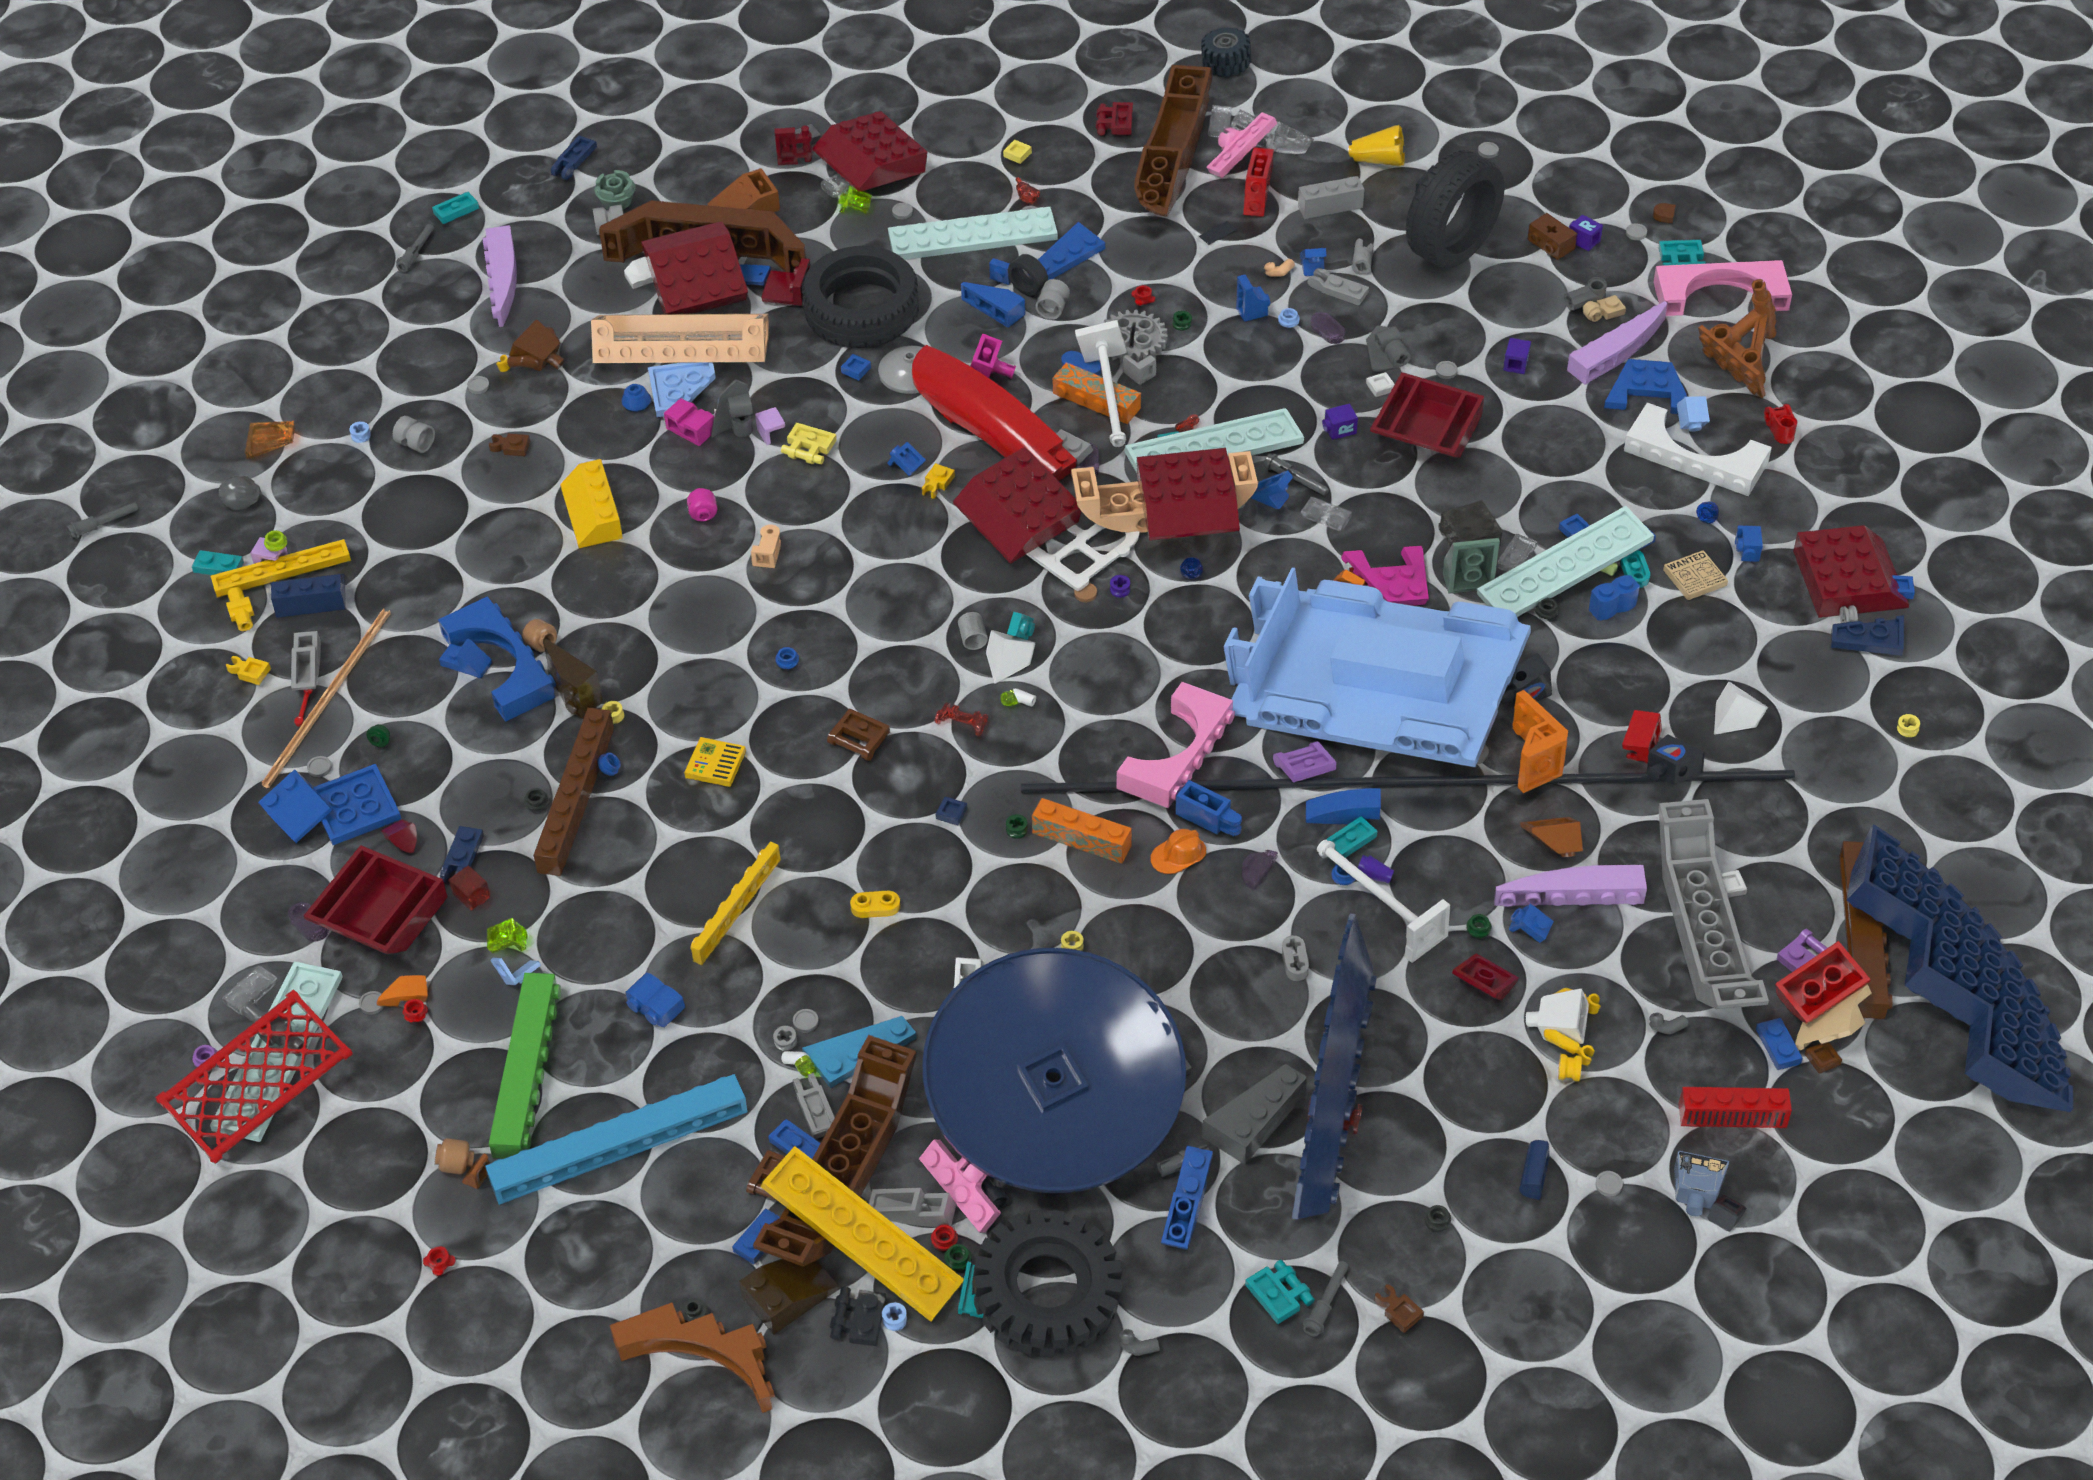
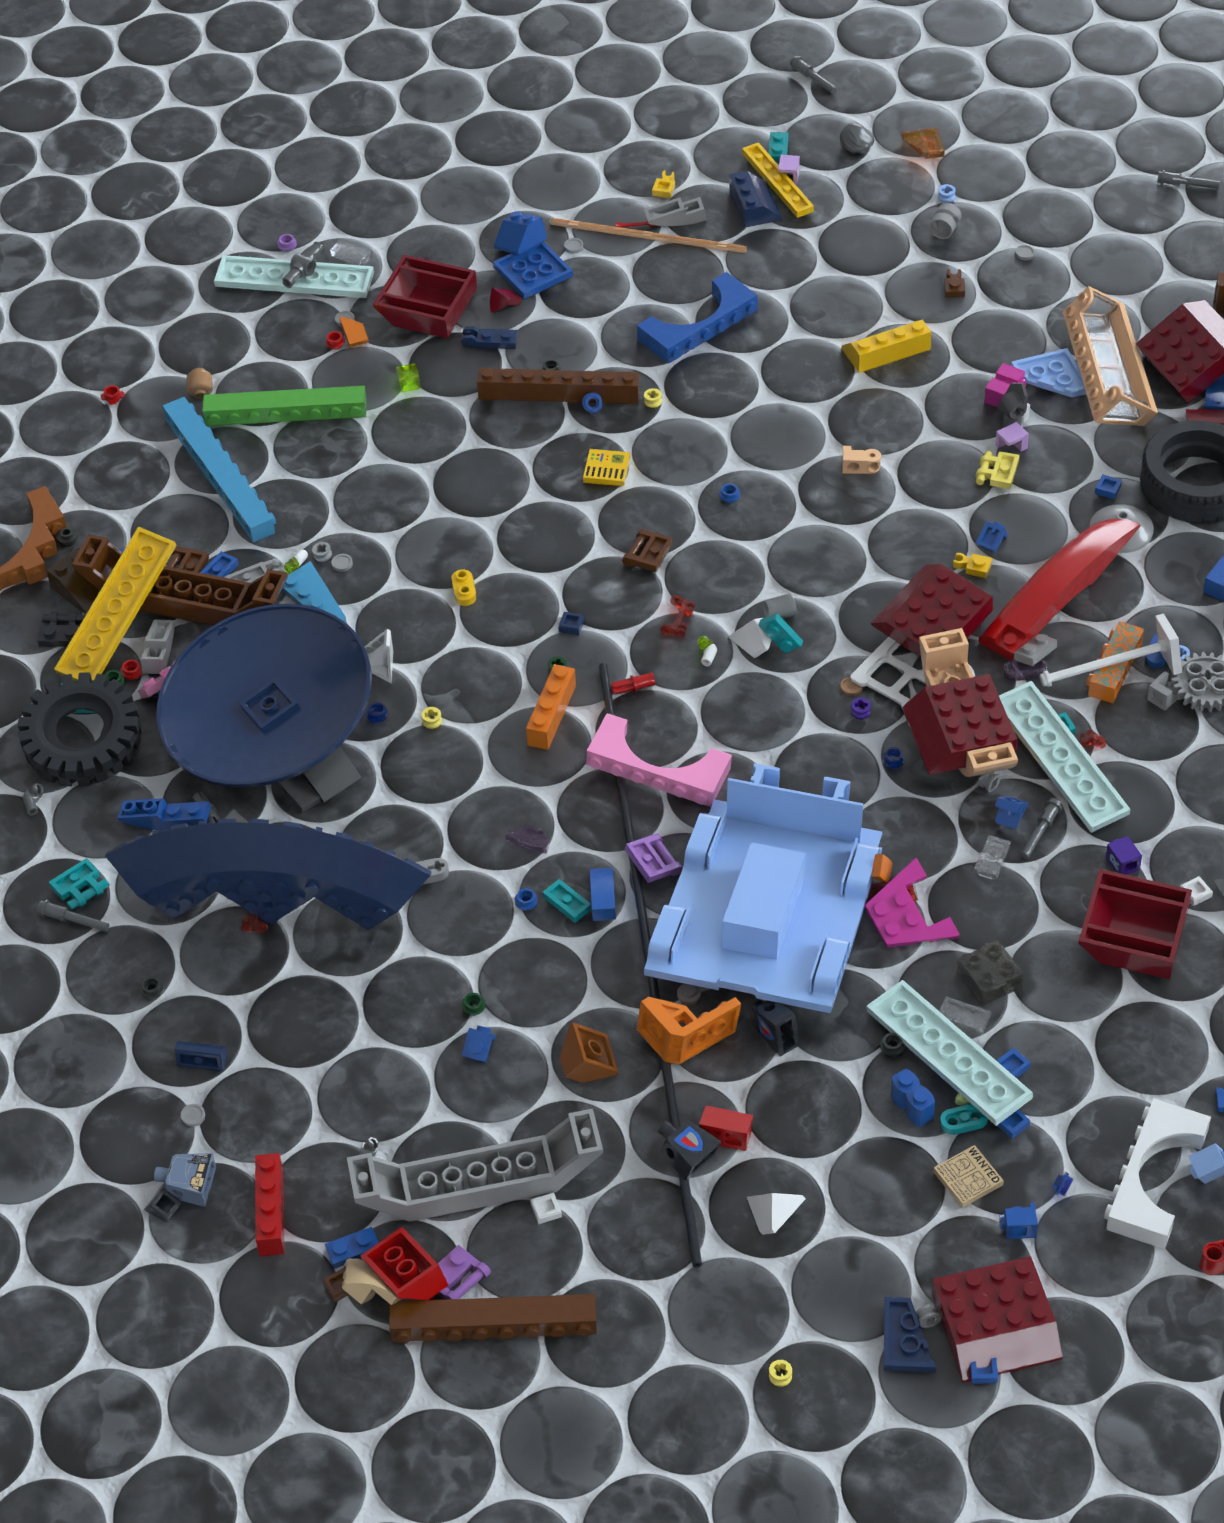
camera: 85 degrees right, 0 degrees up
(240, 609) = (727, 165): yellow axle -> none
(272, 1107) = (247, 283): red door -> none
(275, 541) = (791, 162): lime plate -> none
(378, 735) = (604, 268): dark green plate -> none
(466, 659) = (696, 302): blue slope -> none
(469, 888) = (453, 346): clear red brick -> none
(477, 1173) = (190, 397): dark orange slope -> none
(501, 269) = (1168, 237): lavender slope -> none
(513, 978) = (368, 383): light blue bracket -> none
(533, 349) = (1071, 272): reddish brown torso -> none
(536, 632) = (726, 337): medium nougat head -> none
(574, 680) = (671, 358): dark brown slope -> none
(636, 398) = (1029, 347): blue cone -> none
(654, 1000) = (350, 467): blue brick -> none
(701, 503) = (899, 409): dark pink head -> none
(734, 905) = (453, 499): yellow plate -> none
(889, 1323) = (56, 646): light blue bush -> none
(986, 359) = (1136, 573): dark pink brick -> none
(1054, 761) = (633, 683): none -> red axle
(1178, 852) = (542, 782): orange piece -> none
(1207, 809) = (582, 788): blue hinge -> none
(1375, 869) = (531, 919): dark purple cone -> none
(1399, 1311) = (60, 966): reddish brown plate -> none
(1423, 931) = (455, 956): white tile -> none
(1470, 565) = (924, 966): sand green slope -> none
(1486, 976) = (411, 1009): dark red slope -> none
(1564, 1020) = (361, 1066): white torso -> none
(1569, 1067) = (311, 1076): yellow wheel -> none
(1577, 887) = (524, 1080): lavender slope -> none
(1966, 972) = (441, 1411): dark blue brick -> none

